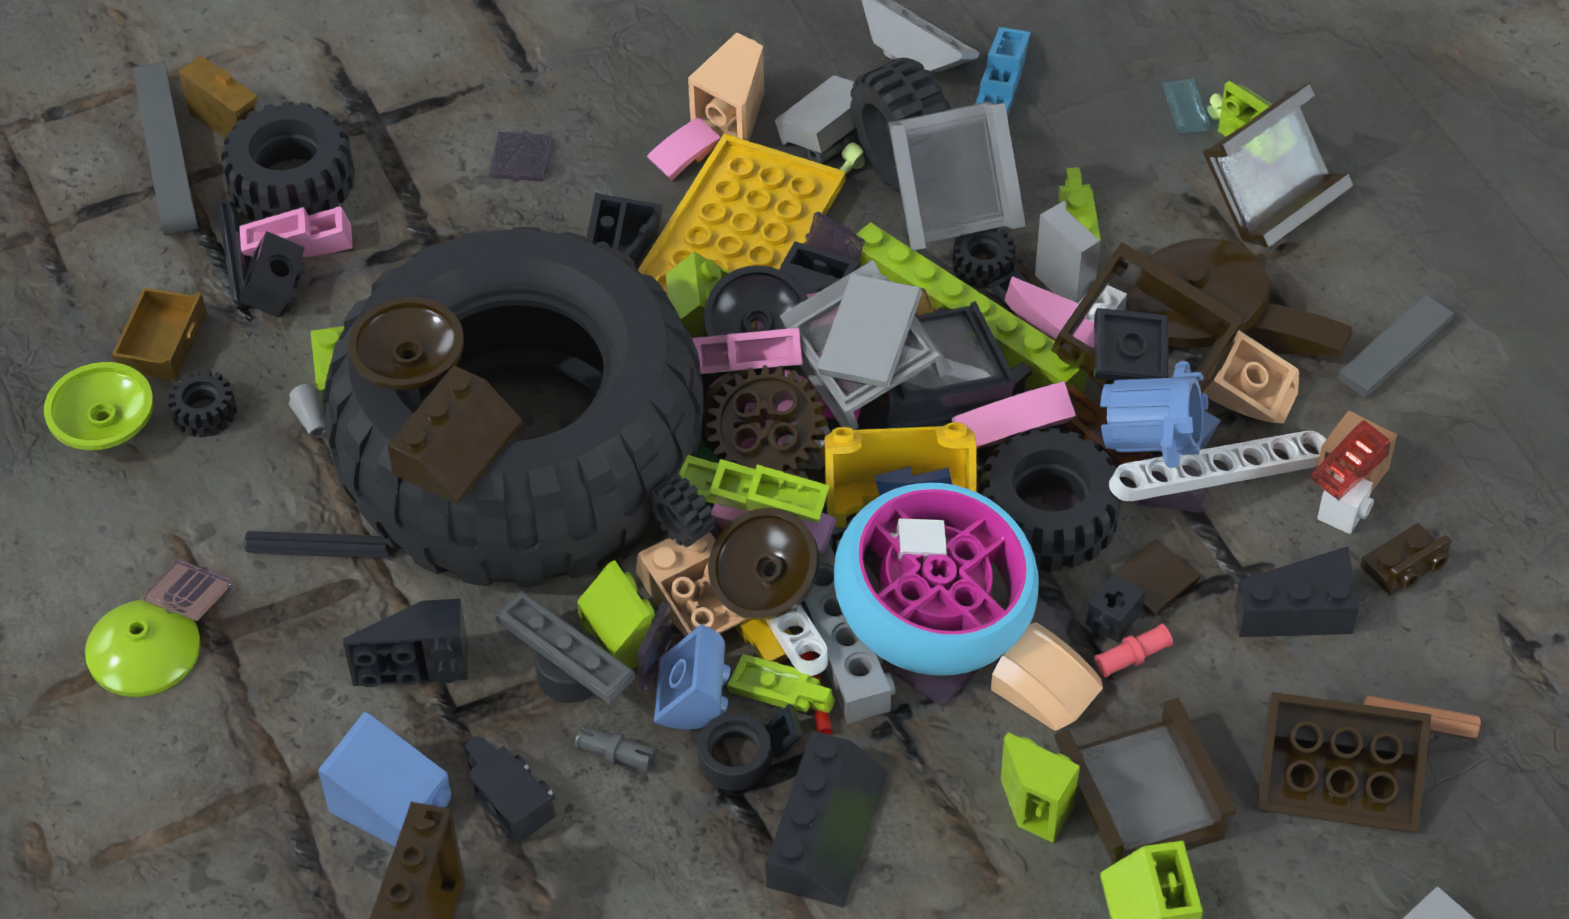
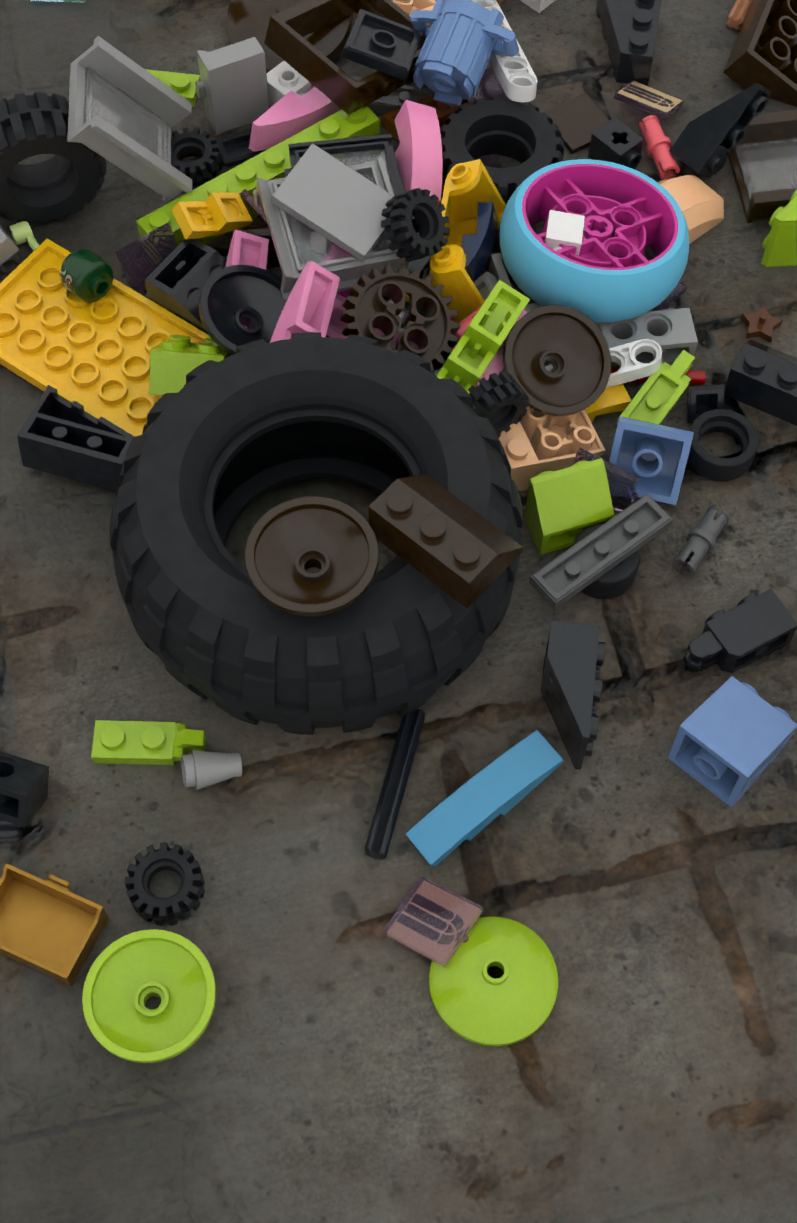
camera: 80 degrees left, 10 degrees up
(302, 603) = (484, 797): none -> dark azure slope
(796, 203) = (86, 275): none -> dark green head
(839, 403) = (400, 227): none -> black tyre
(887, 264) = (214, 216): none -> yellow slope
(913, 779) = (761, 324): none -> reddish brown piece
(1142, 685) = (713, 134): none -> black slope
(1201, 630) = (648, 99): none -> piece

